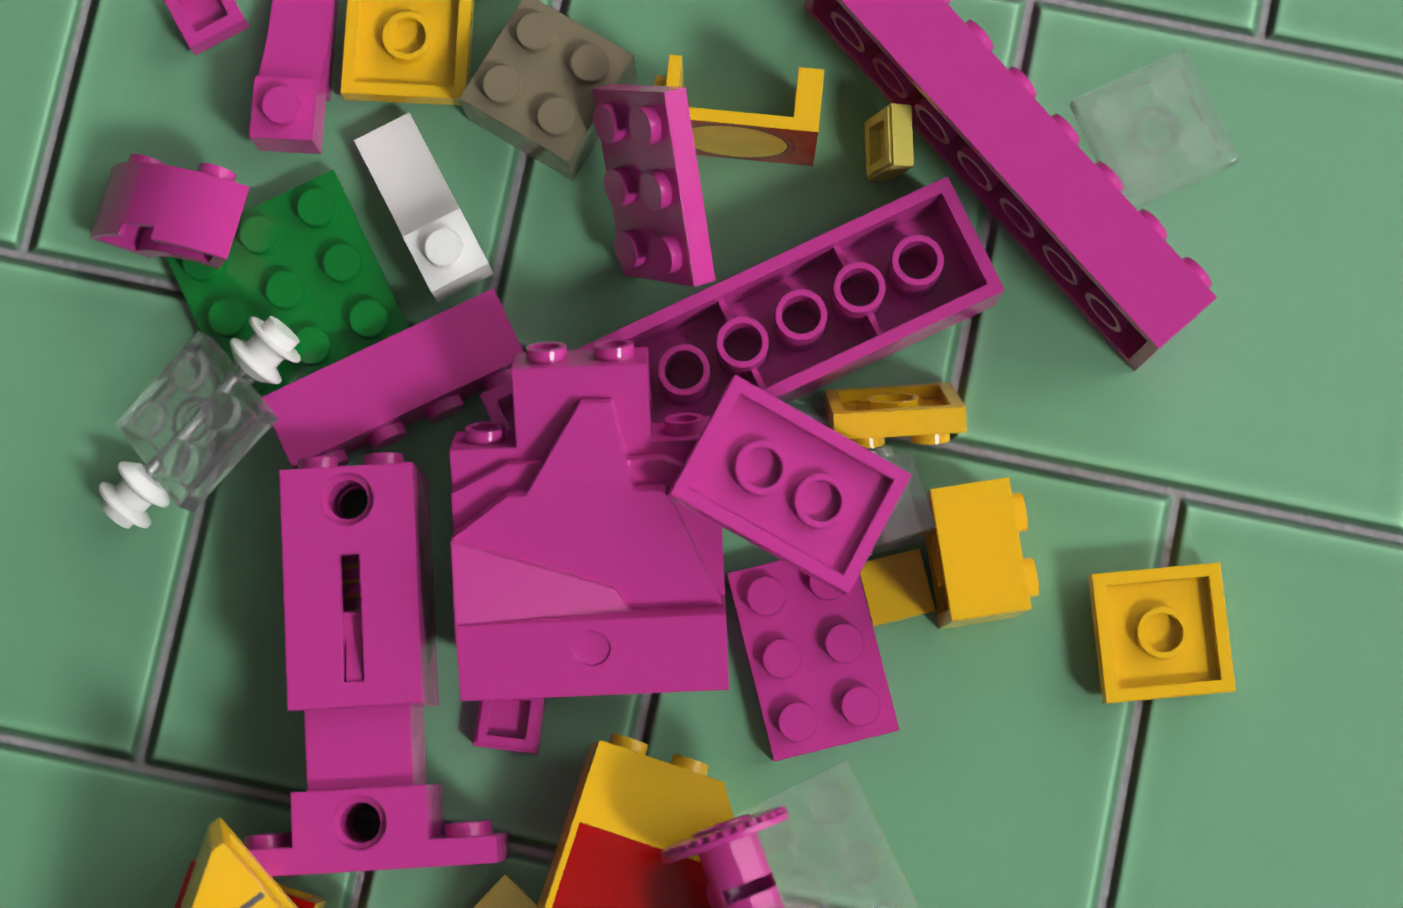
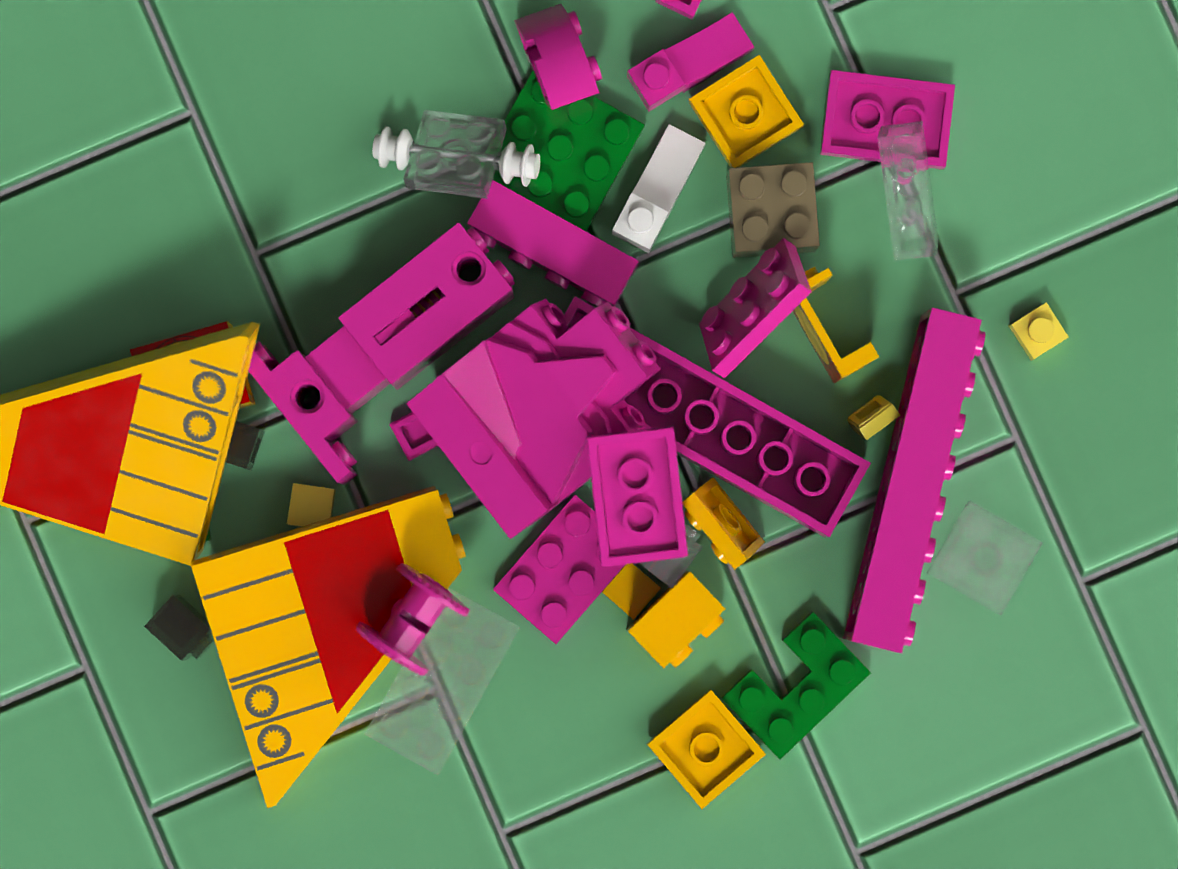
camera: 50 degrees right, 5 degrees up
(1192, 503) = (830, 680): none -> green plate

